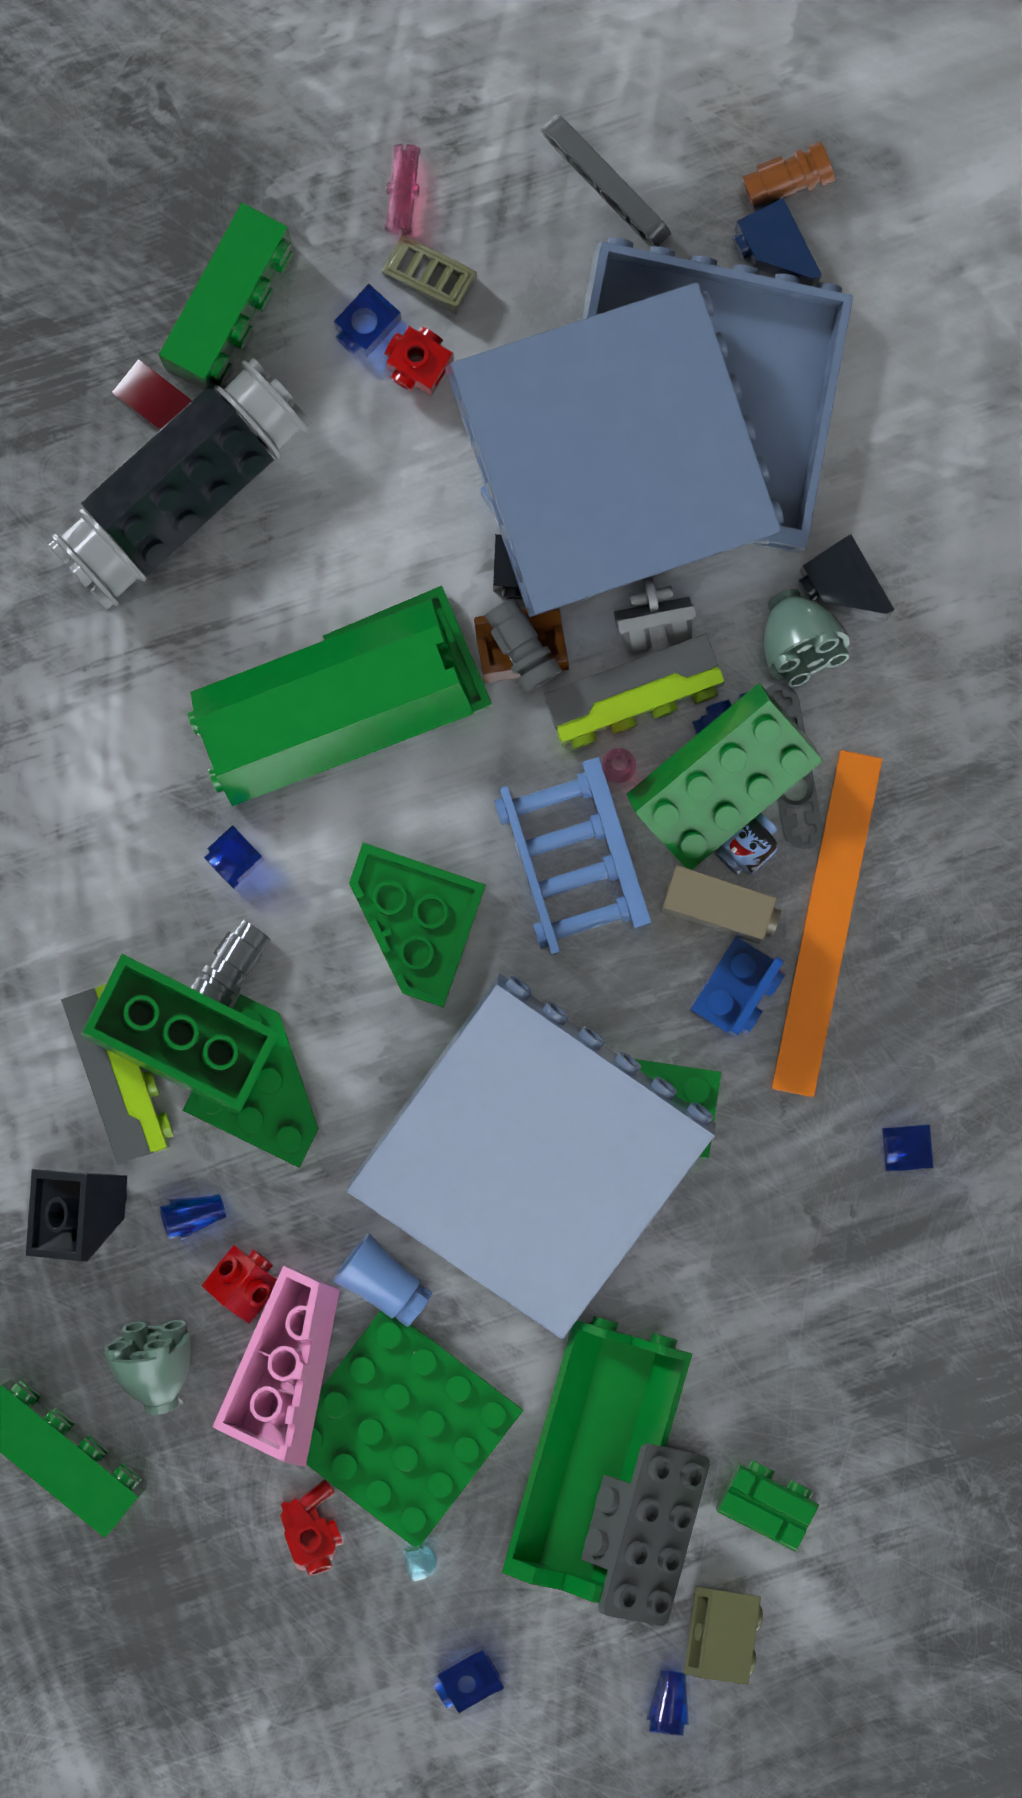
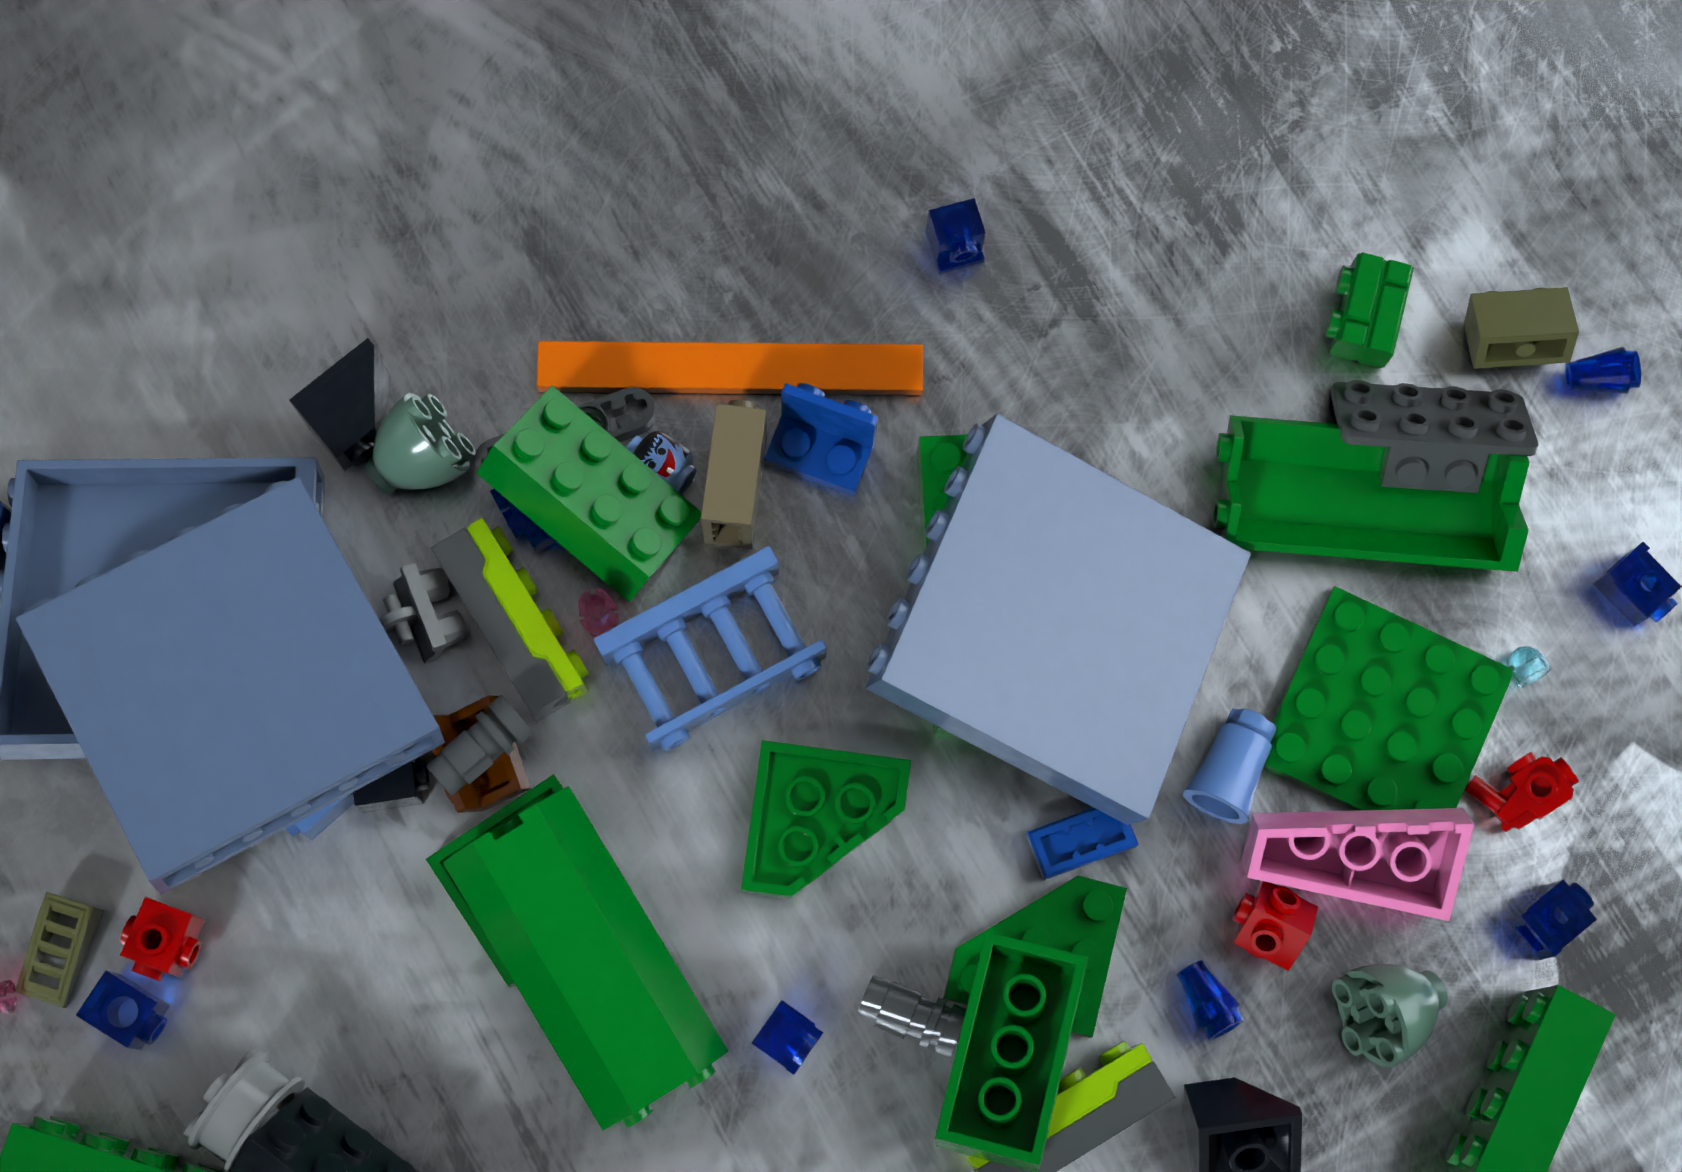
camera: 105 degrees left, 10 degrees down
(201, 1508) = (1537, 919): none -> clear blue brick
(345, 1135) = (1078, 842): none -> blue plate

